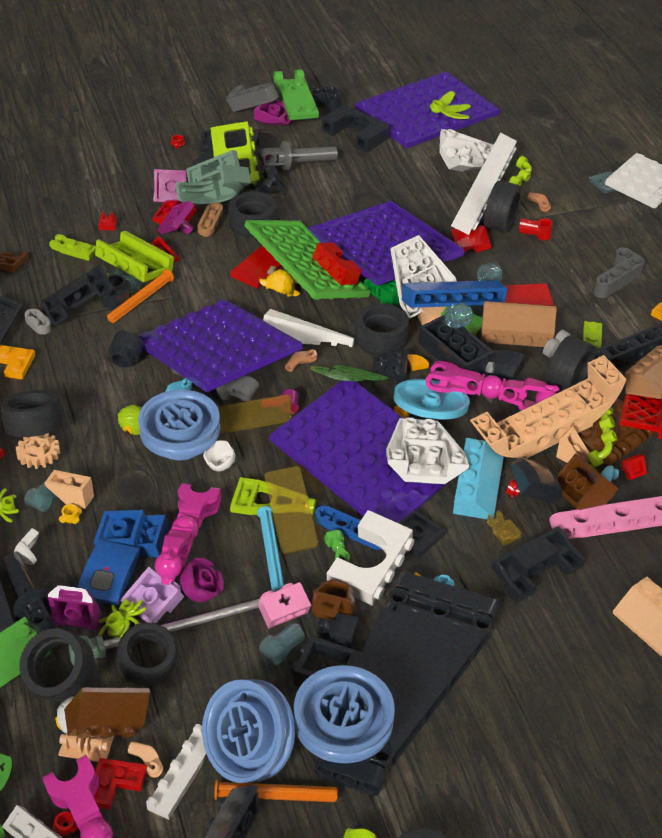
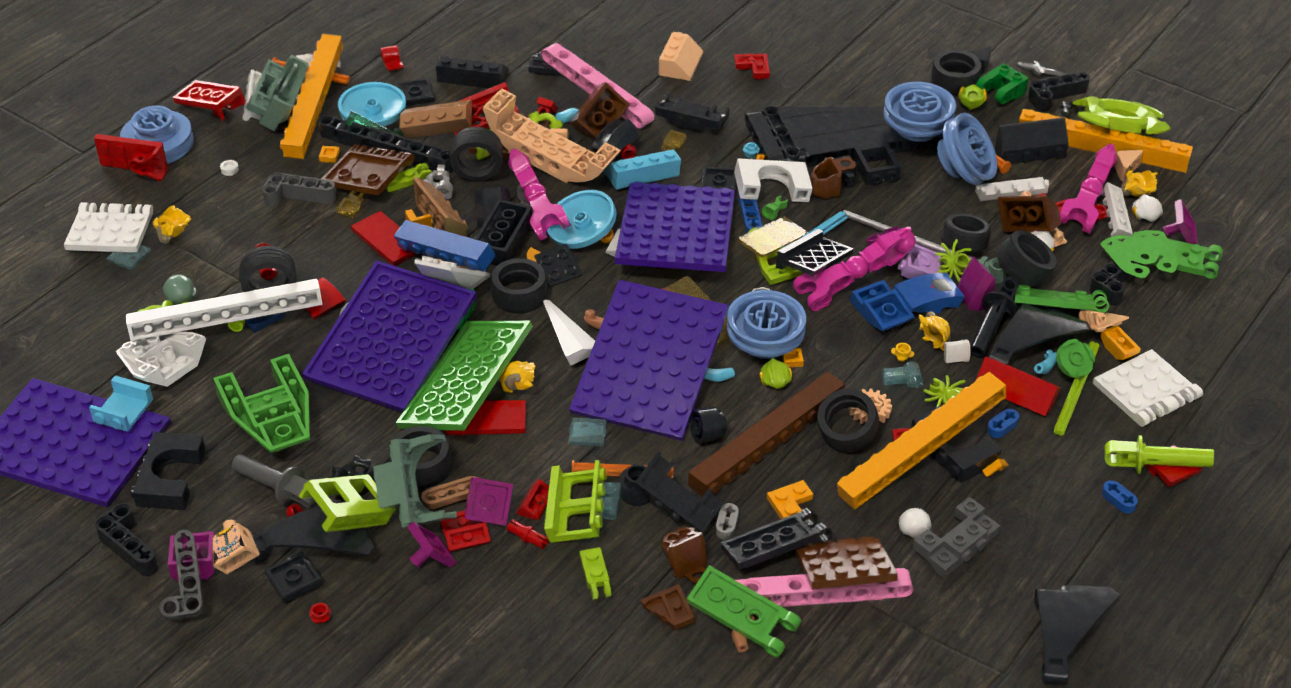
camera: 125 degrees left, 0 degrees up
(37, 283) = (685, 552): none -> reddish brown piece
(58, 537) = (935, 329): none -> yellow hair
(71, 488) = (886, 351): light nougat slope -> none
(81, 383) = (762, 436): none -> reddish brown brick
(107, 222) = (528, 574): red tile -> none
(138, 447) = (793, 358): none -> light orange tile
(144, 233) = (527, 534): none -> red pin
(196, 301) = (587, 431): none -> clear light blue piece
(250, 513) = (810, 253): none -> black fence
(260, 121) = (233, 547): none -> light nougat torso
(276, 612) = (855, 200): bright pink brick -> none
(277, 647) = (888, 191): clear light blue piece -> none
(296, 96) = (154, 535): bright green hinge -> none
(343, 271) = (470, 333): red arch -> none
(356, 374) = (604, 261): bright green piece -> none
(360, 169) = (274, 416): none -> bright green wedge
(425, 452) = (649, 187): white wedge -> none
(426, 123) = (124, 404): none -> medium azure panel
(441, 106) = (71, 412): lime plant -> none
(458, 315) = (480, 223): clear light blue head -> none
(489, 272) = (368, 257): clear light blue head -> none
(535, 176) = (179, 289): none -> sand green helmet
(541, 200) = (209, 278): nougat arm -> none
(575, 292) = (350, 205): none -> clear yellow plate
(596, 683) = (756, 62): none -> red plate
(613, 313) = (368, 169): none -> reddish brown hinge
(620, 199) = (171, 224): none -> yellow hair

